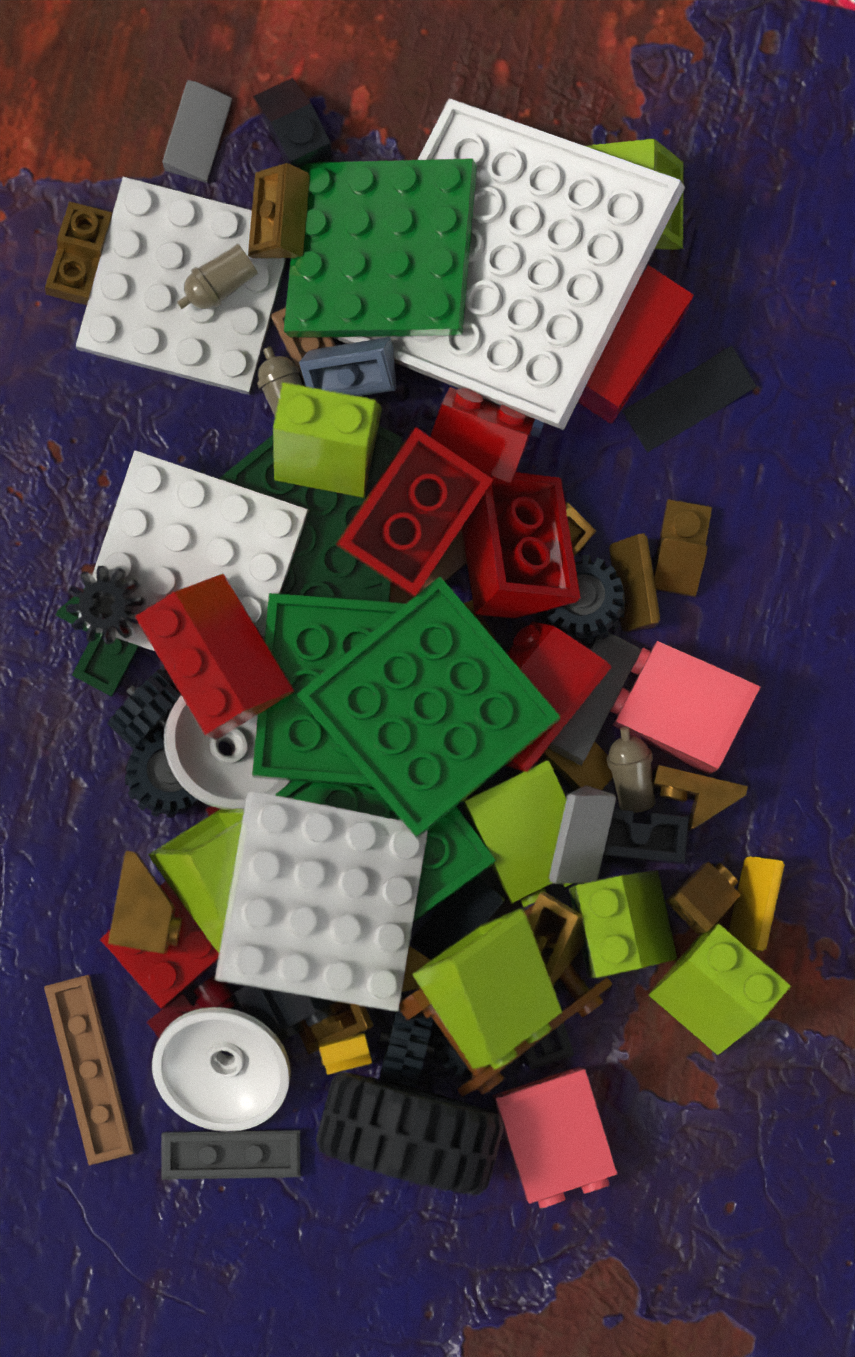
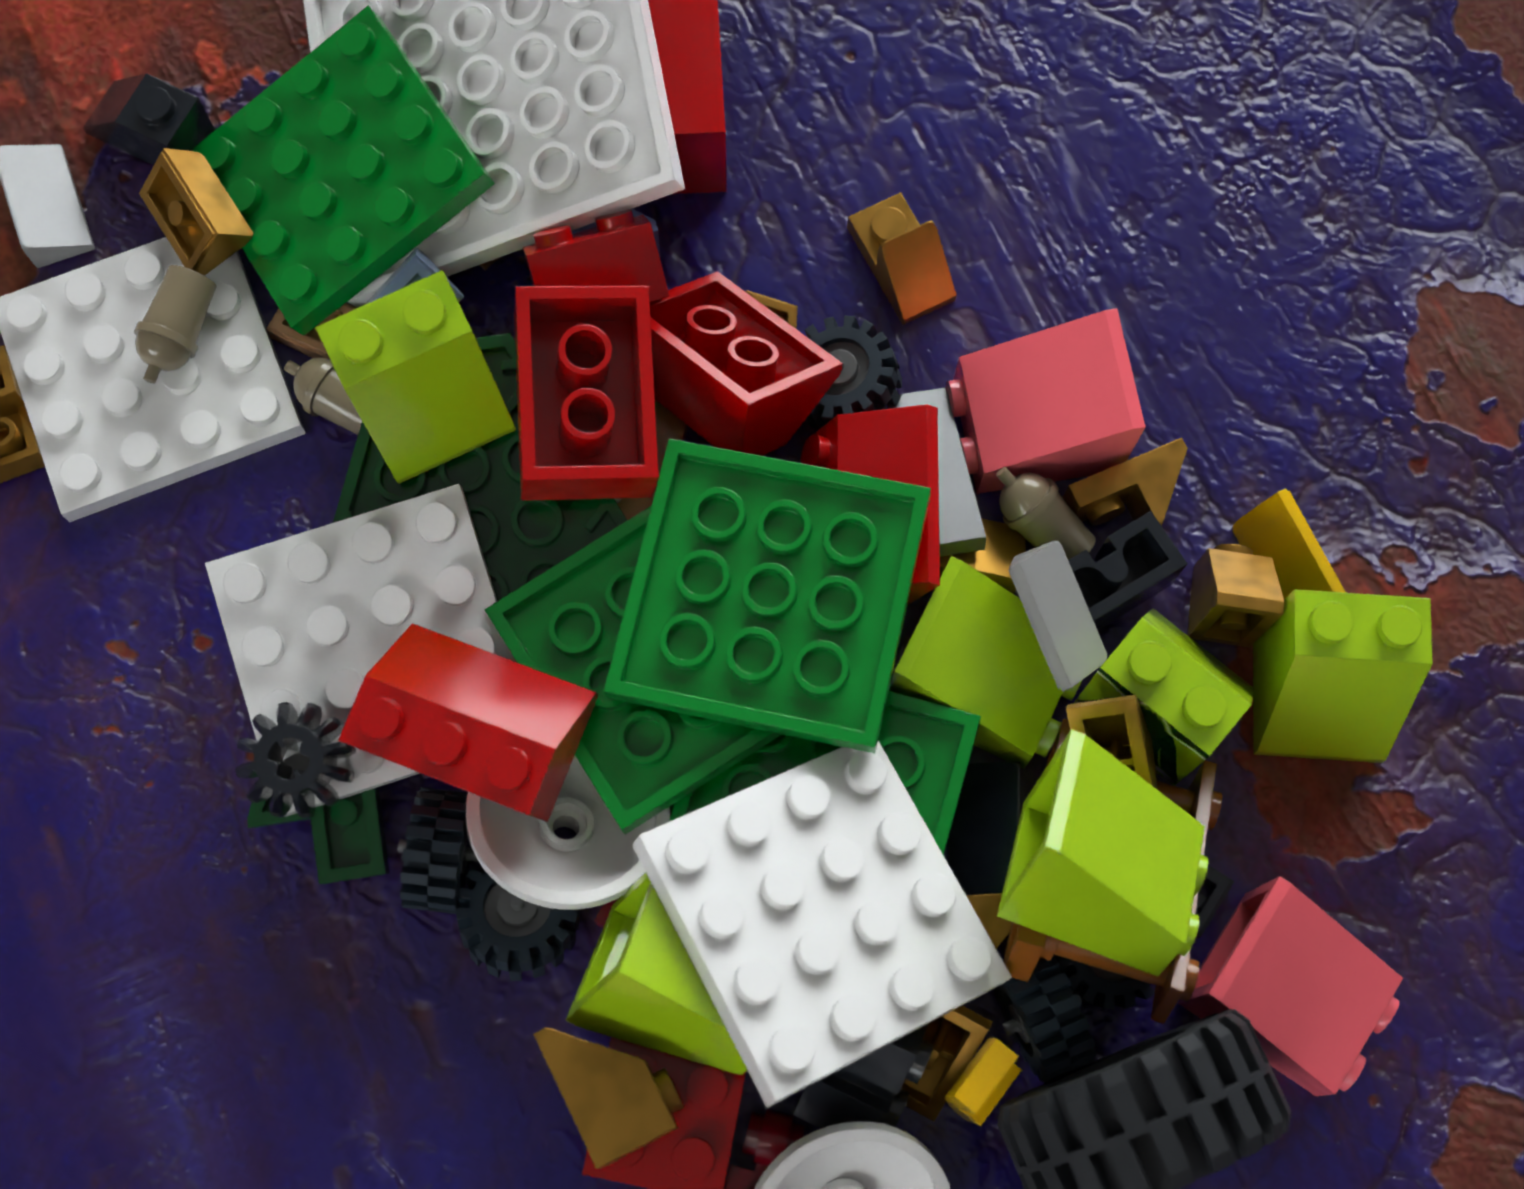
camera: 30 degrees left, 10 degrees down
(634, 567) = (910, 334): pearl gold slope -> none
(689, 399) = (788, 110): black sticker -> none

